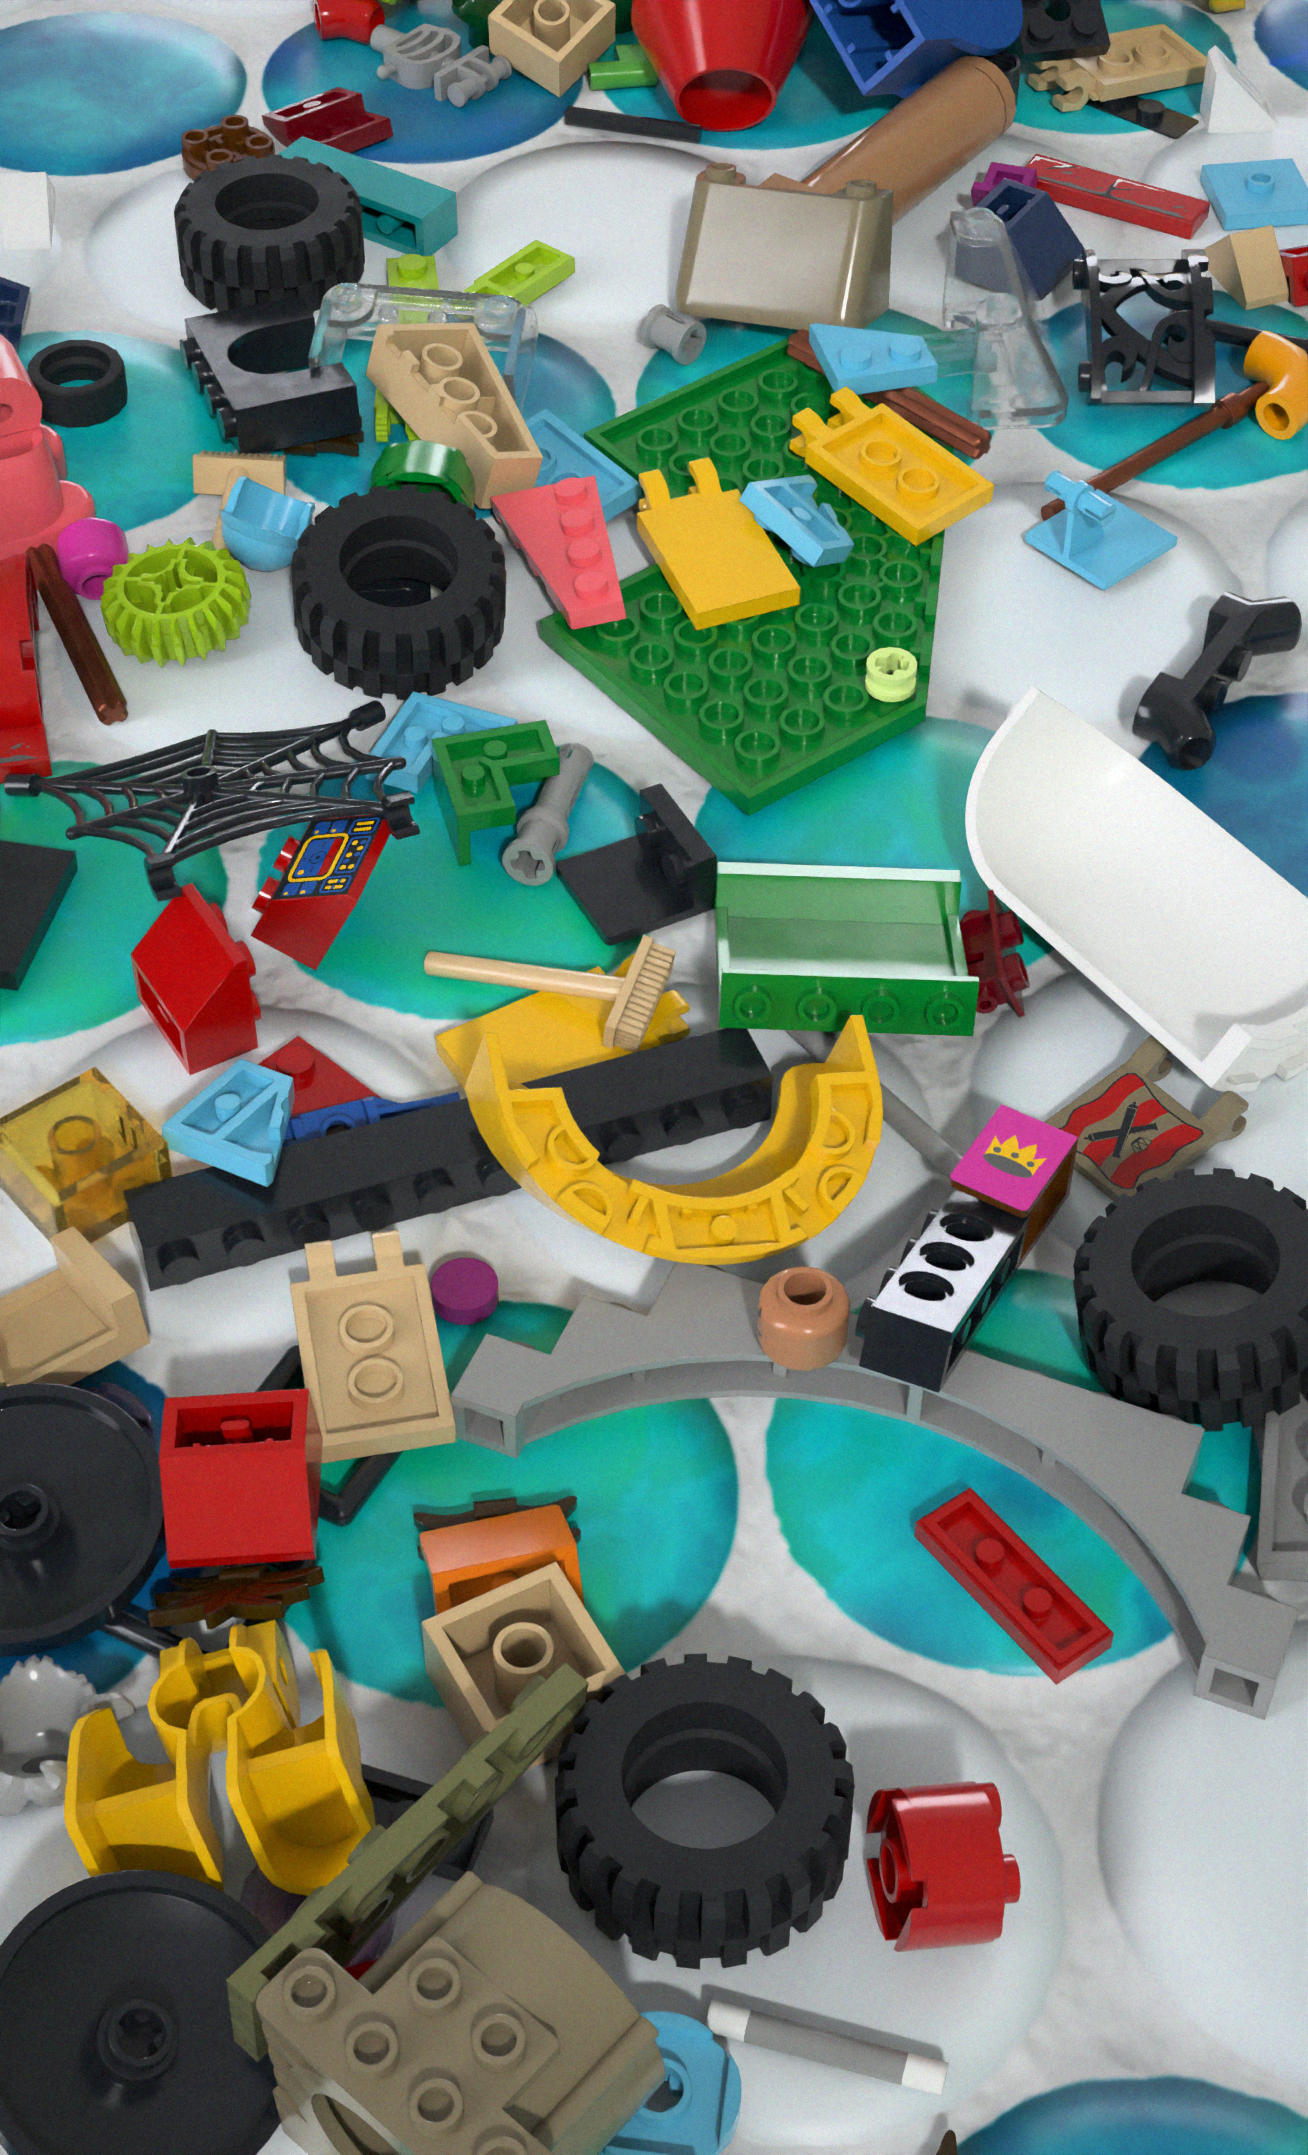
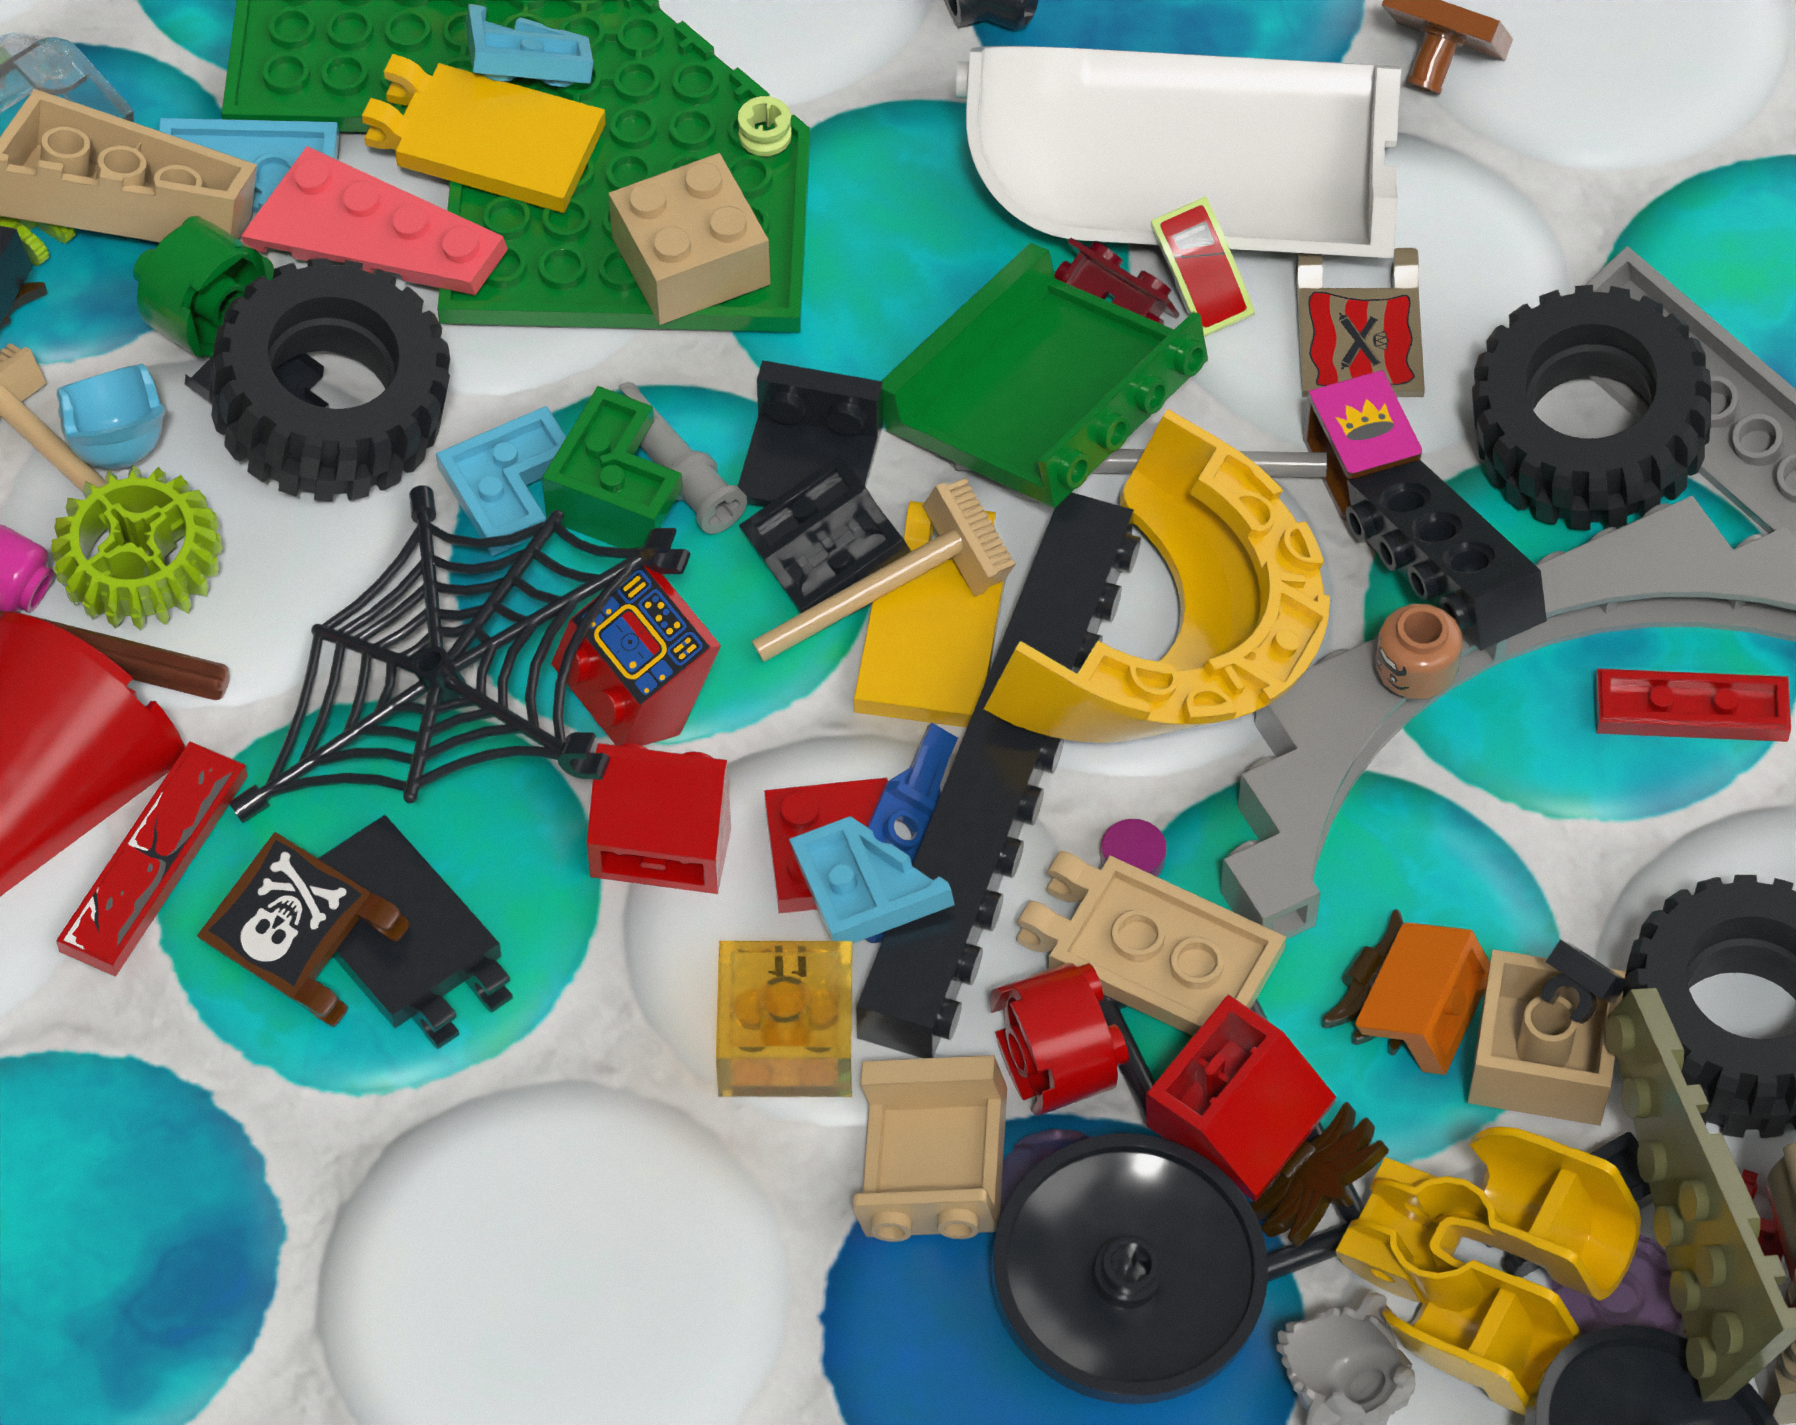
camera: 50 degrees left, 10 degrees up
(204, 1328) = (1058, 1037): none -> red brick
(567, 925) = (824, 535): none -> black slope
(571, 1632) = (1583, 974): none -> black tile
(731, 688) = (689, 238): none -> tan brick
(1059, 983) = (1203, 266): none -> slope

